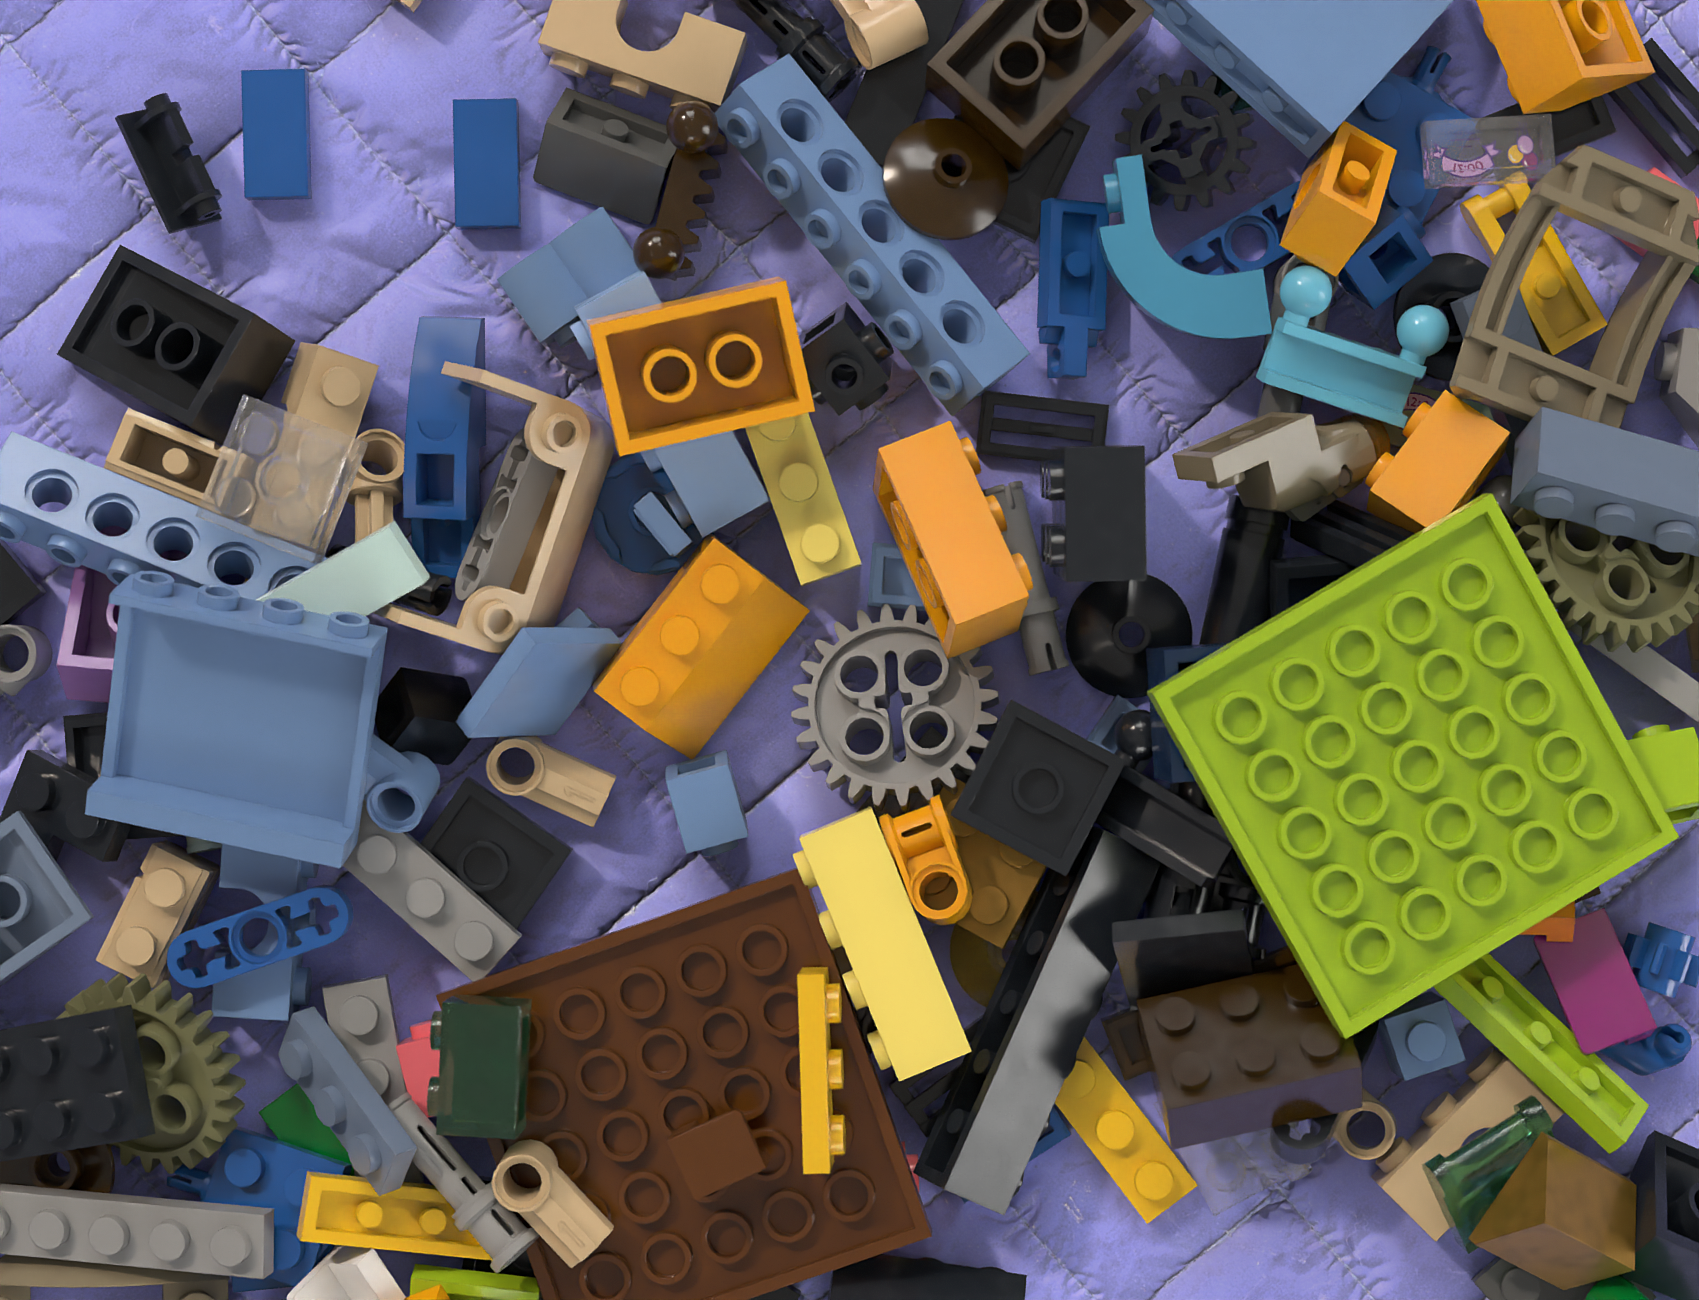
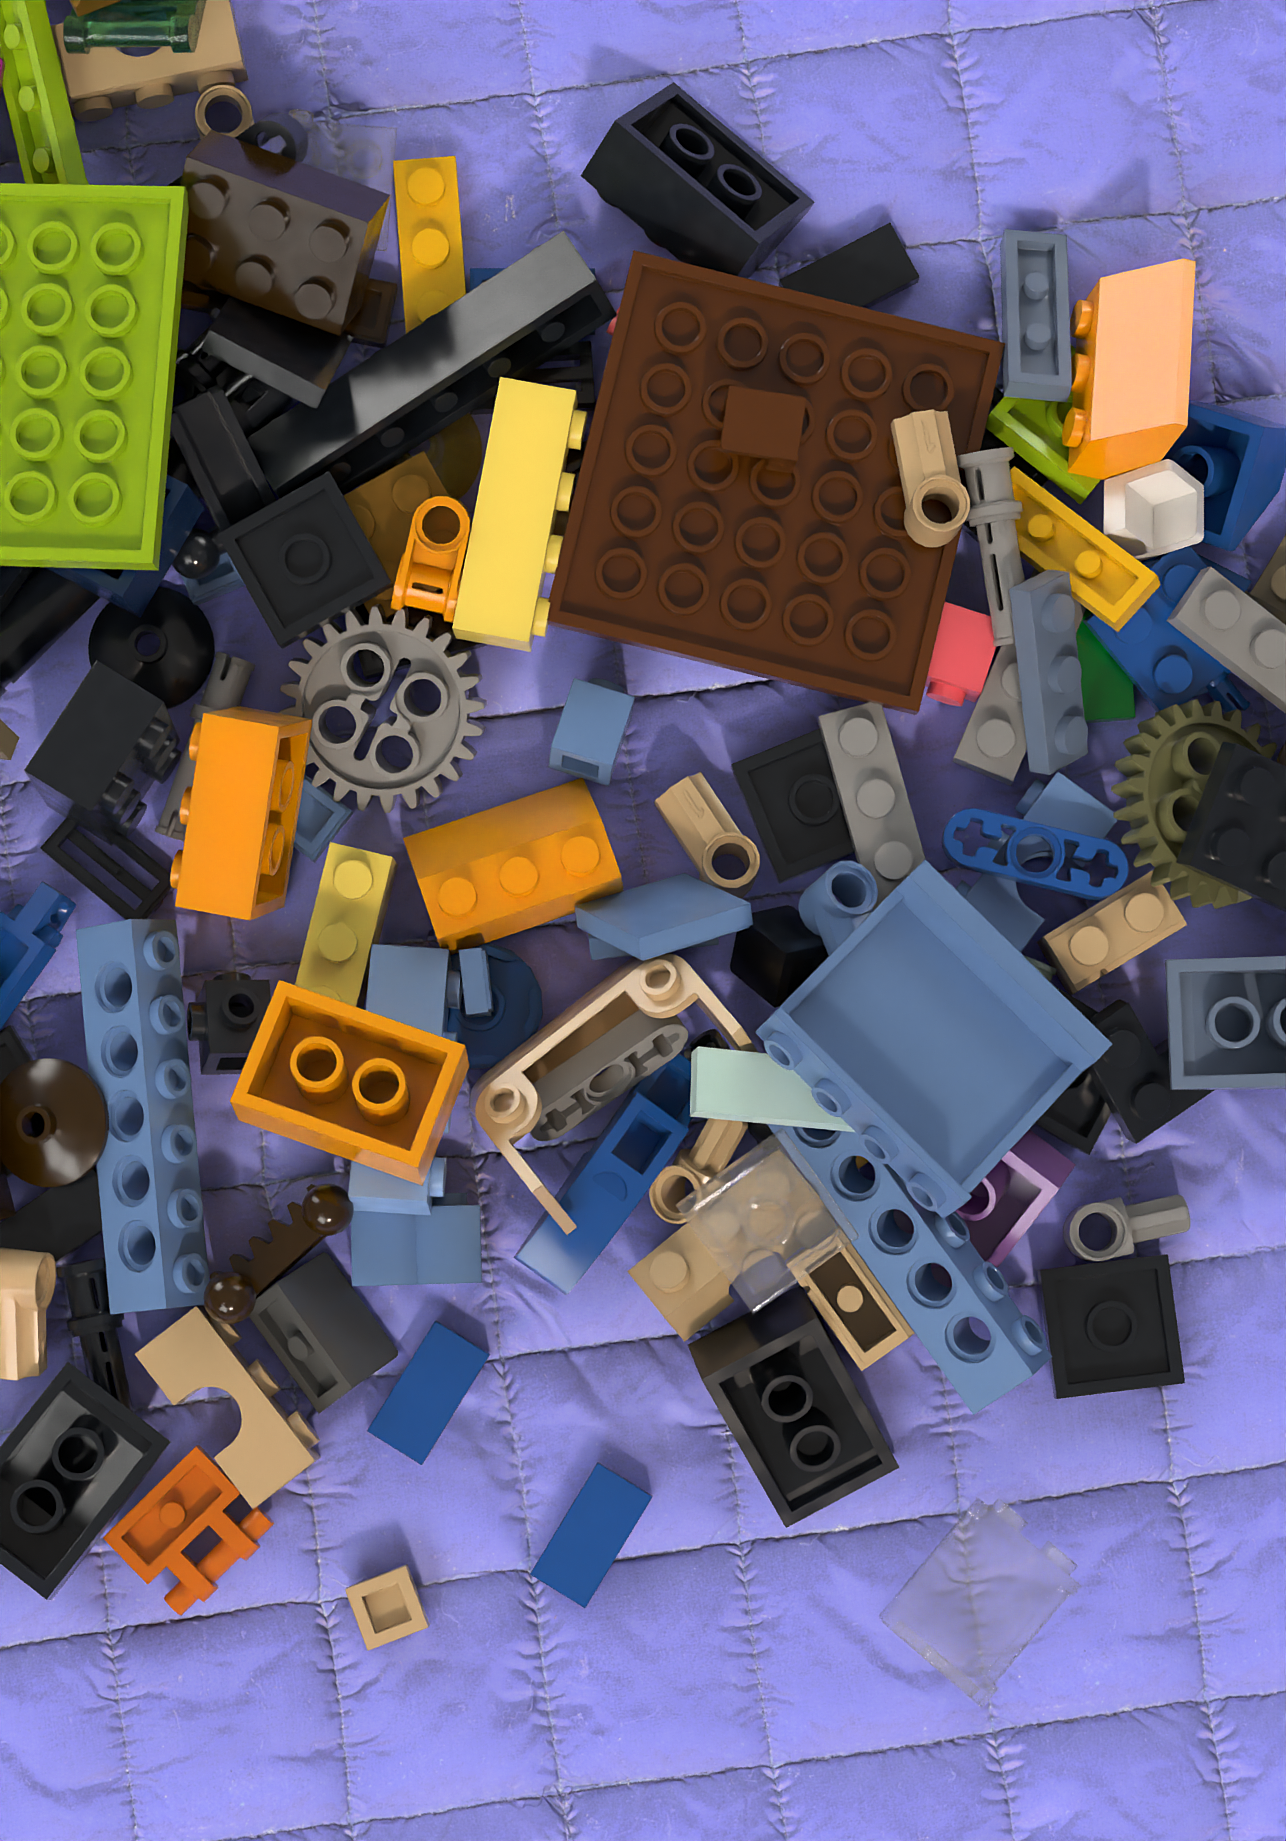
camera: 140 degrees left, 5 degrees down
(170, 171) = (701, 1543): black hinge -> none
(480, 1066) = (913, 622): clear green brick -> none
(819, 1070) = (633, 440): yellow plate -> none
(1420, 1037) = (130, 155): medium blue brick -> none

